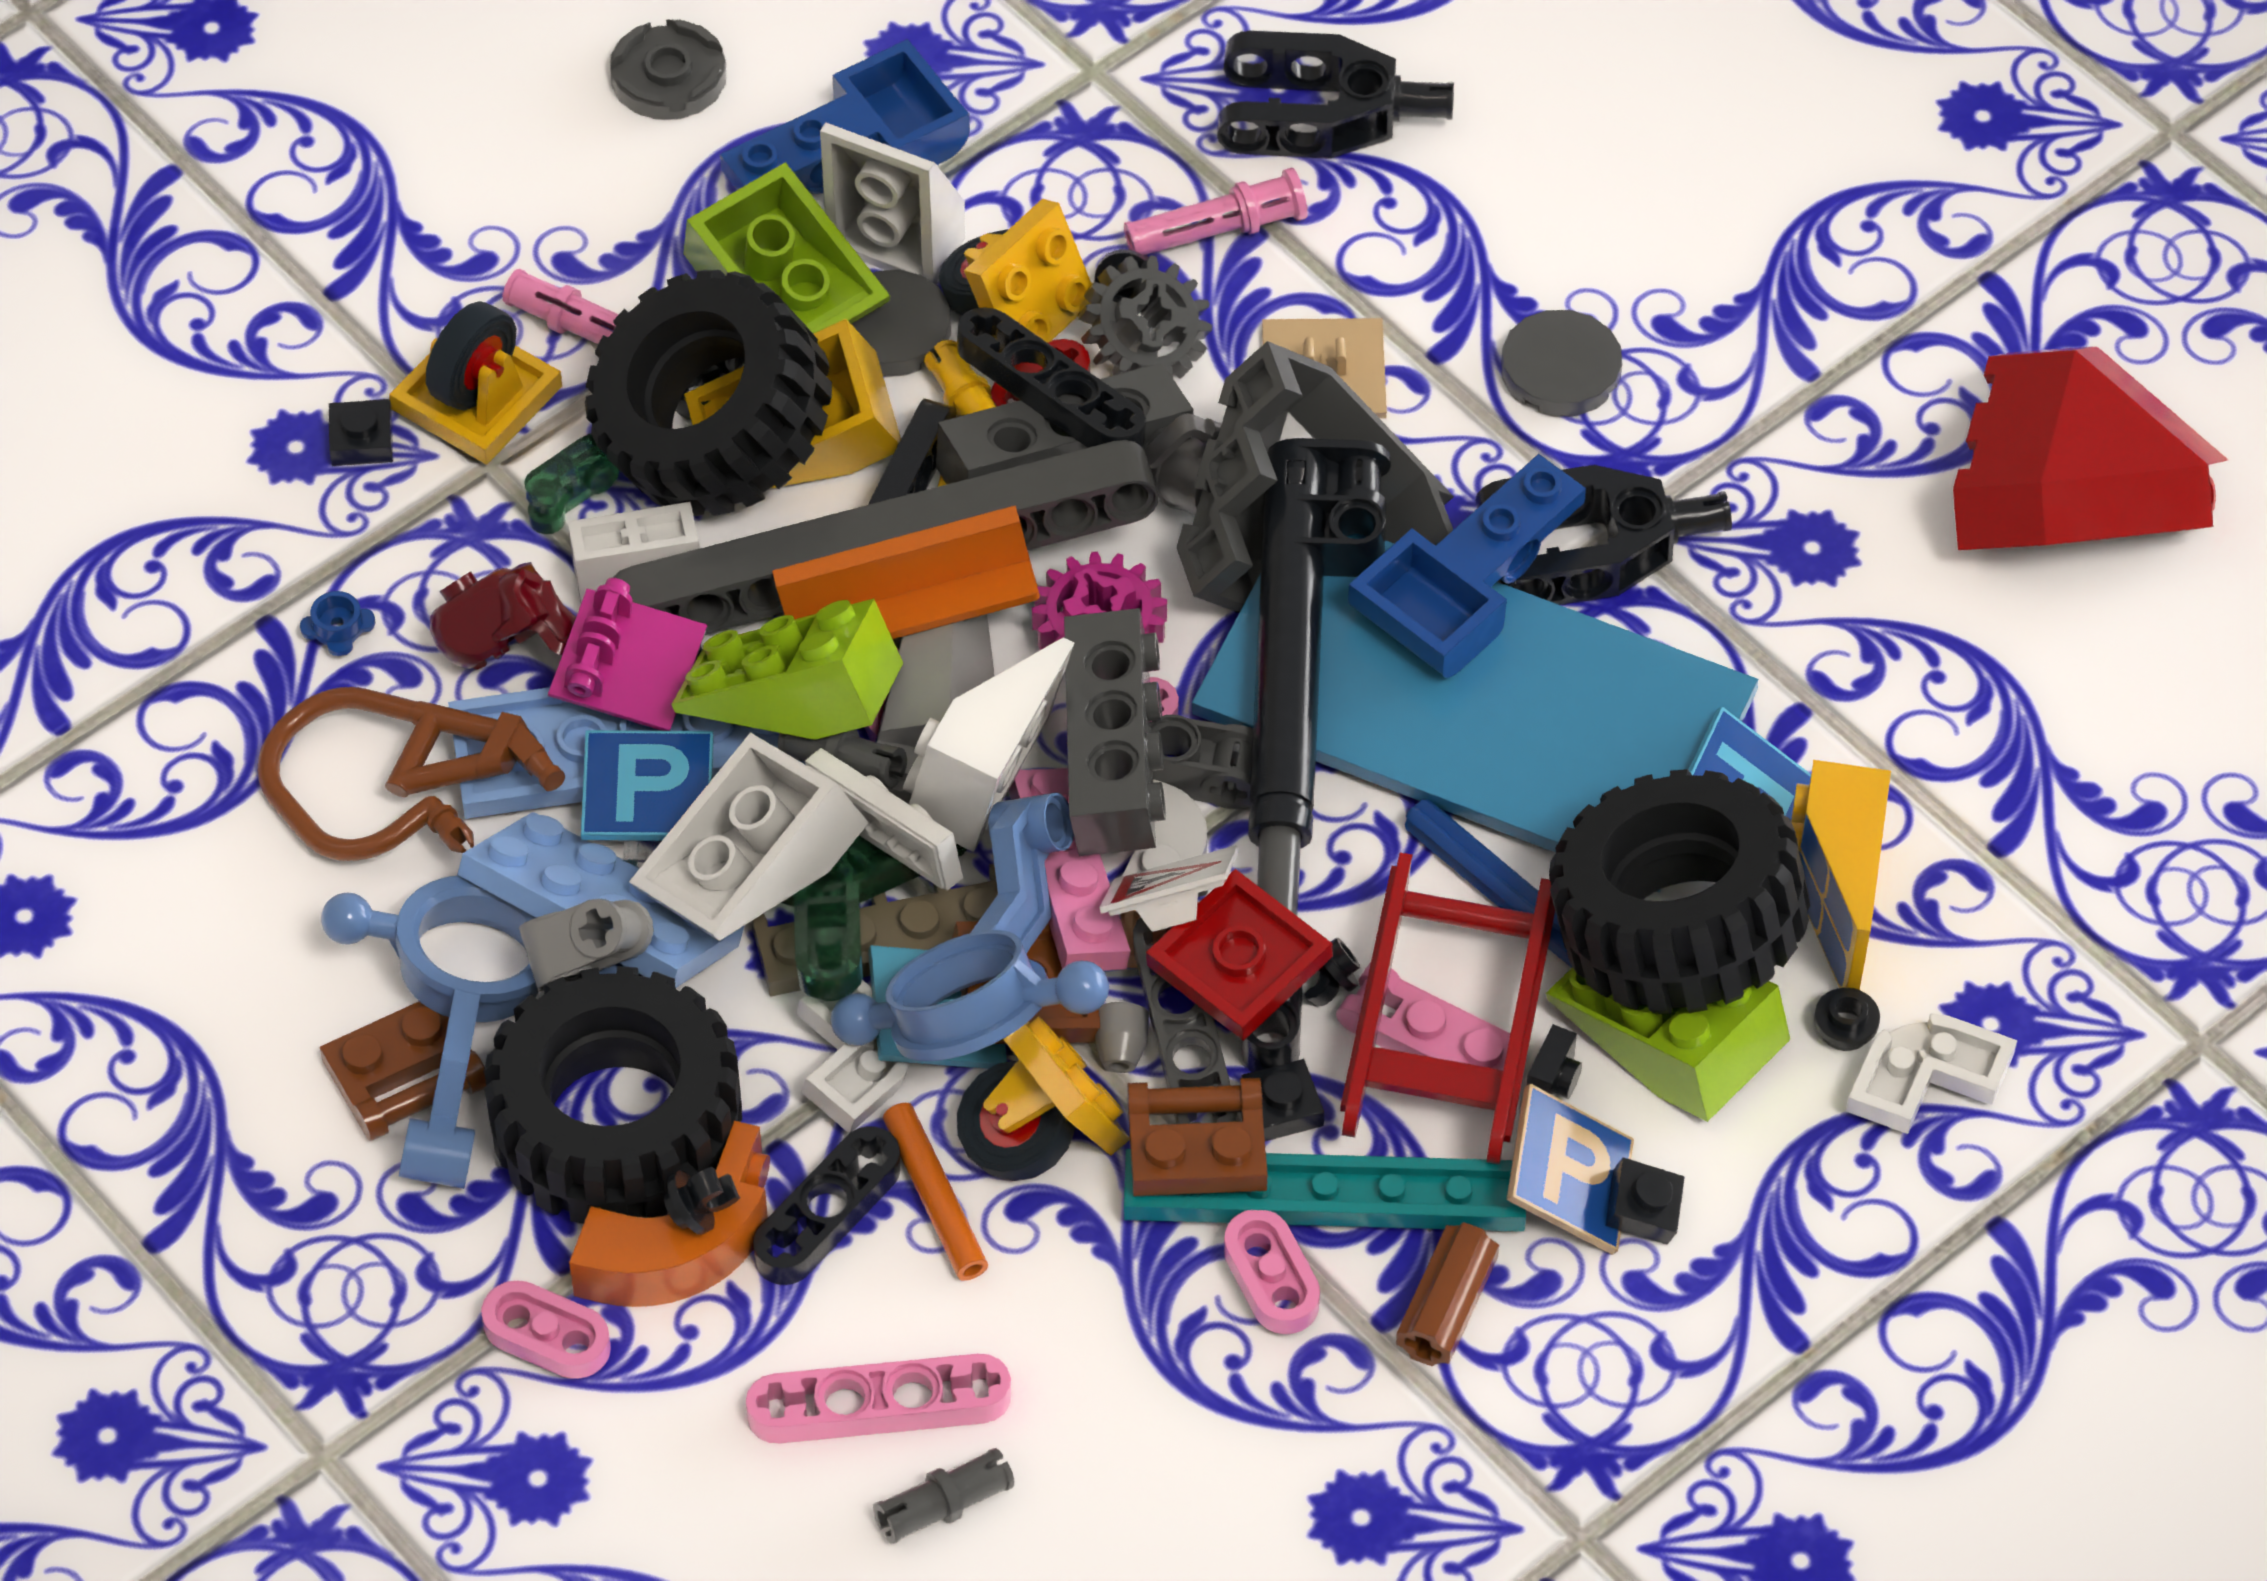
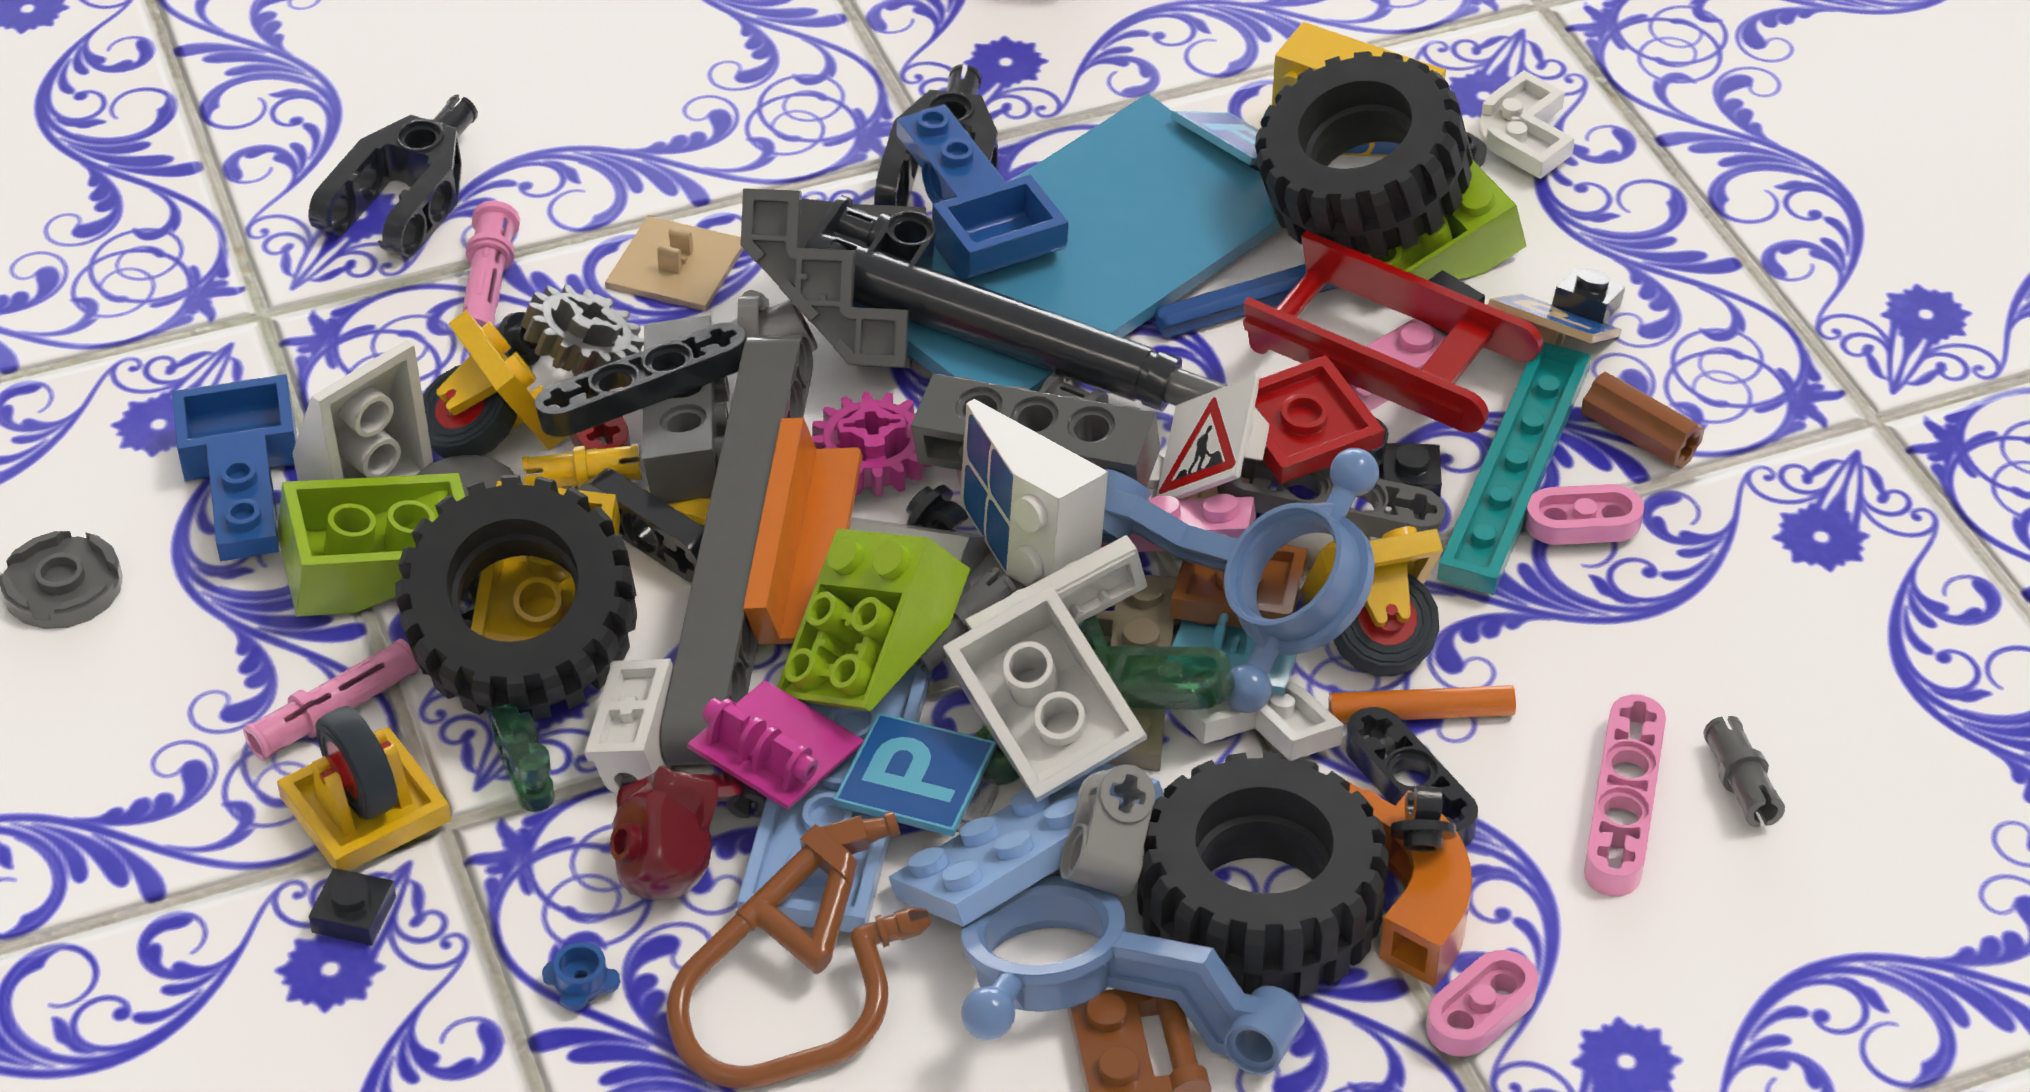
camera: 70 degrees left, 10 degrees down
(1197, 1155) = (1472, 510): dark orange plate -> none
(1561, 362) = (757, 131): dark grey tile -> none

